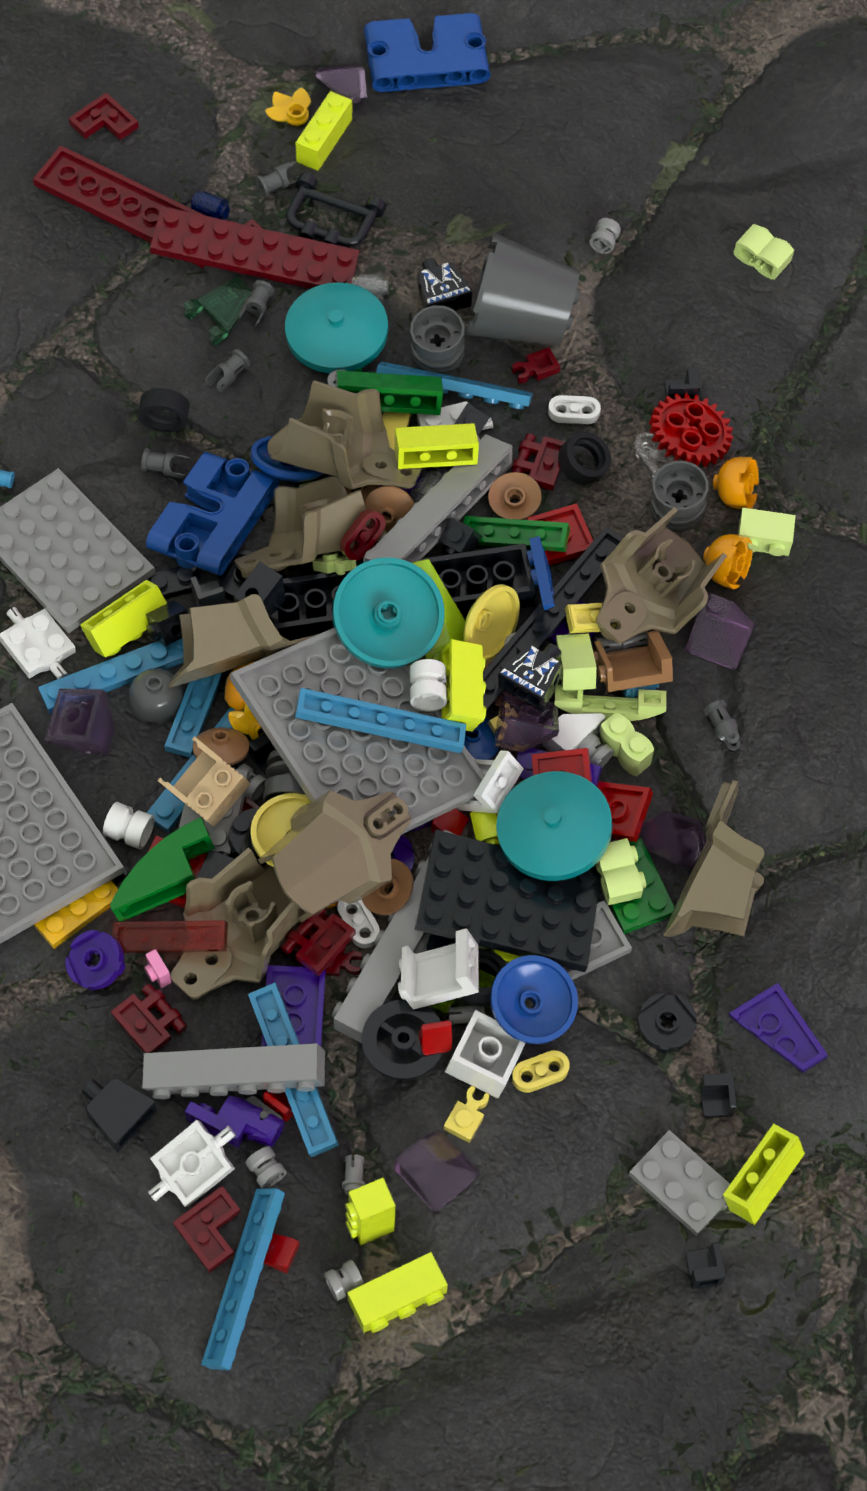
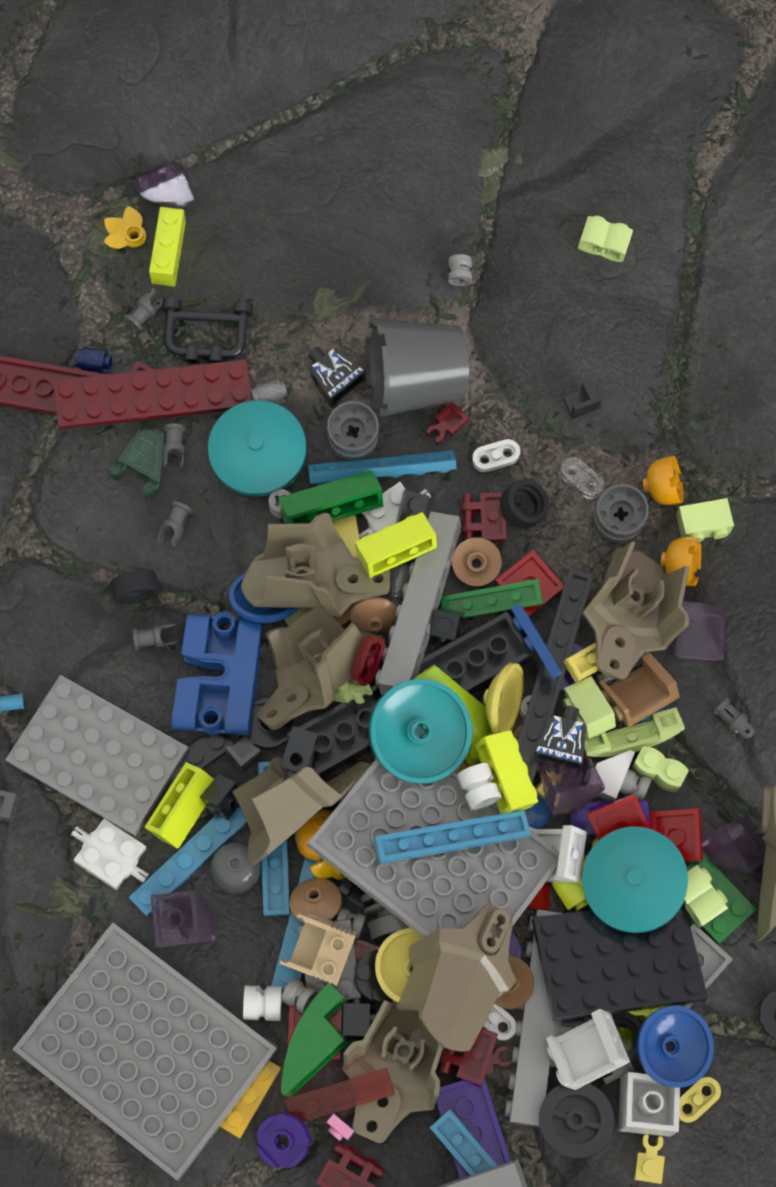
camera: 20 degrees left, 10 degrees up
(164, 823) = (298, 995): none -> light grey wheel
(400, 63) = (218, 152): blue connector -> none
(436, 1037) = (605, 1112): red slope -> none
(691, 430) = (605, 442): red gear -> none

